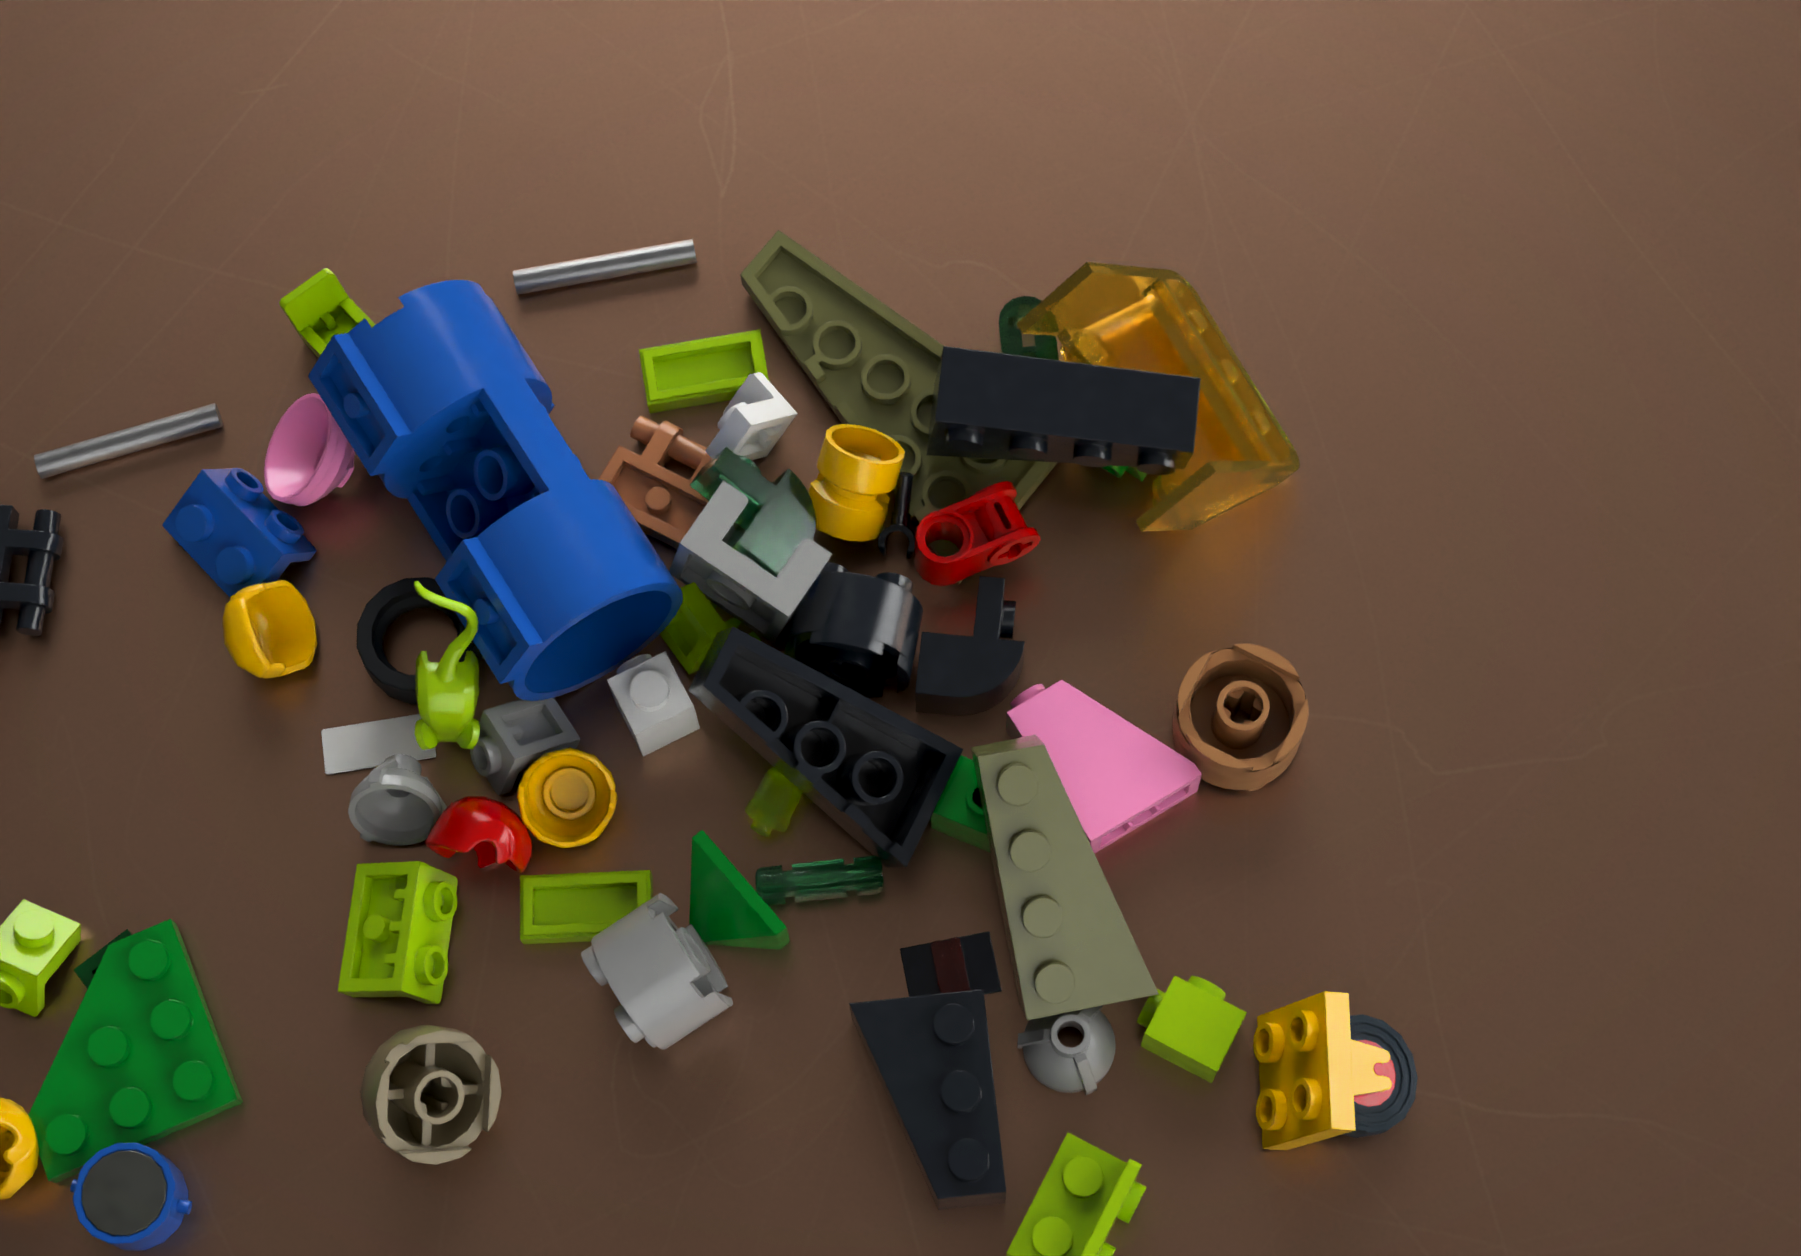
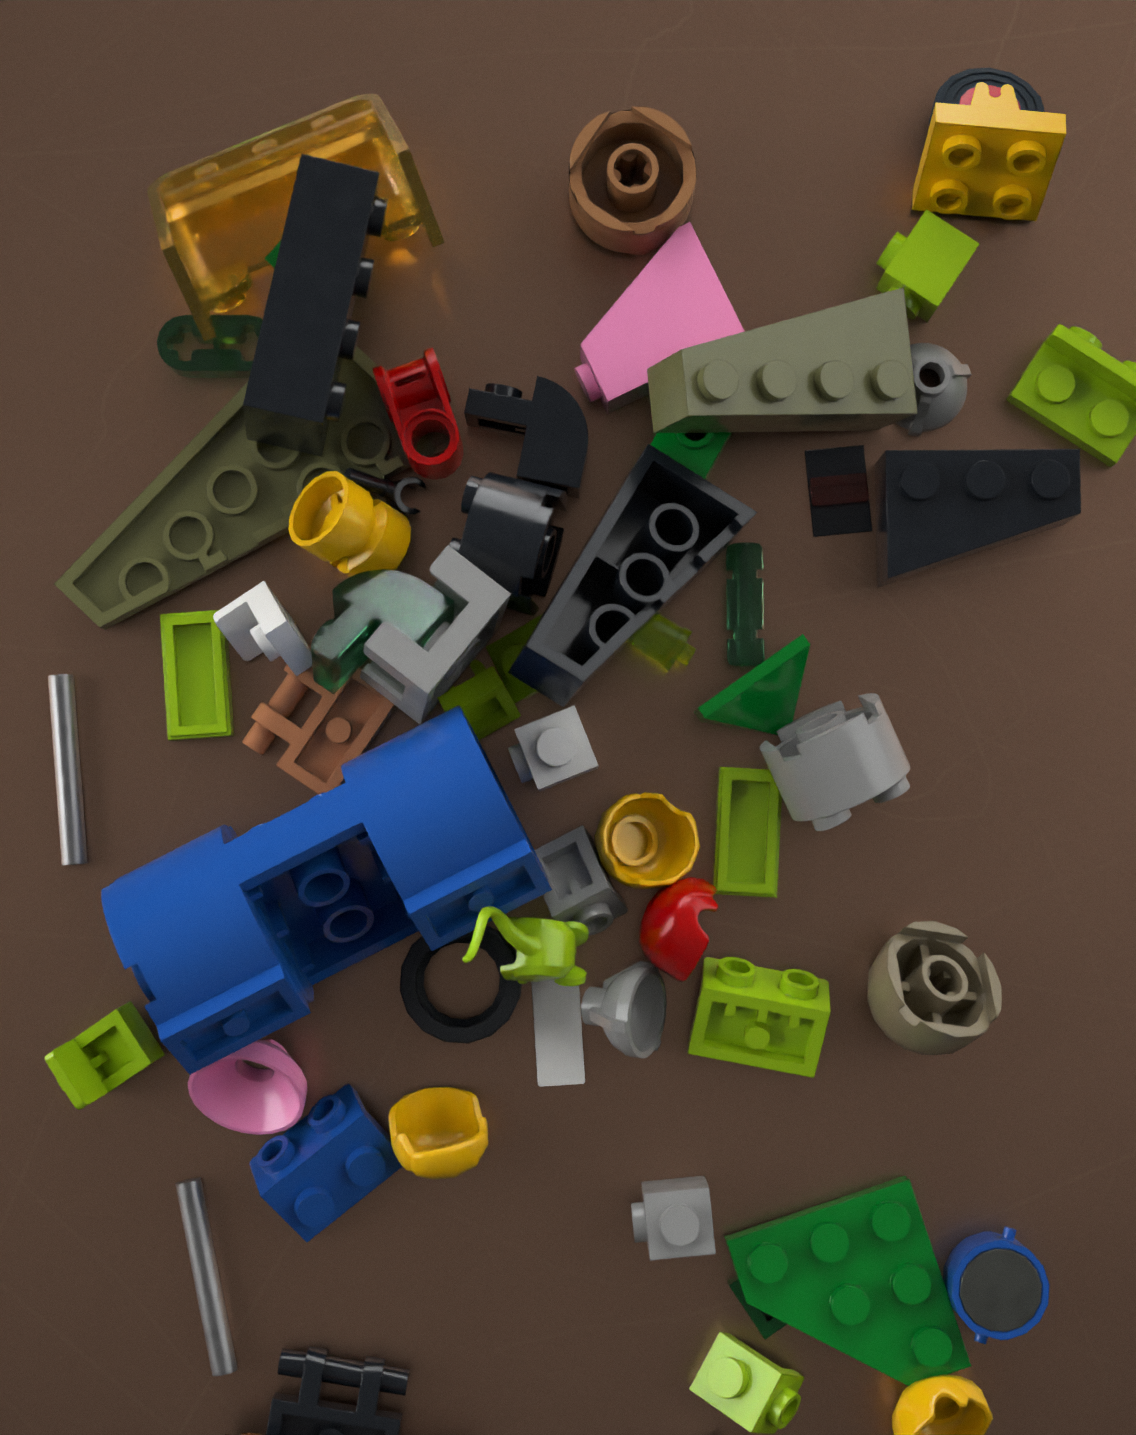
camera: 85 degrees left, 15 degrees up
(191, 864) = (675, 1218): none -> light grey brick

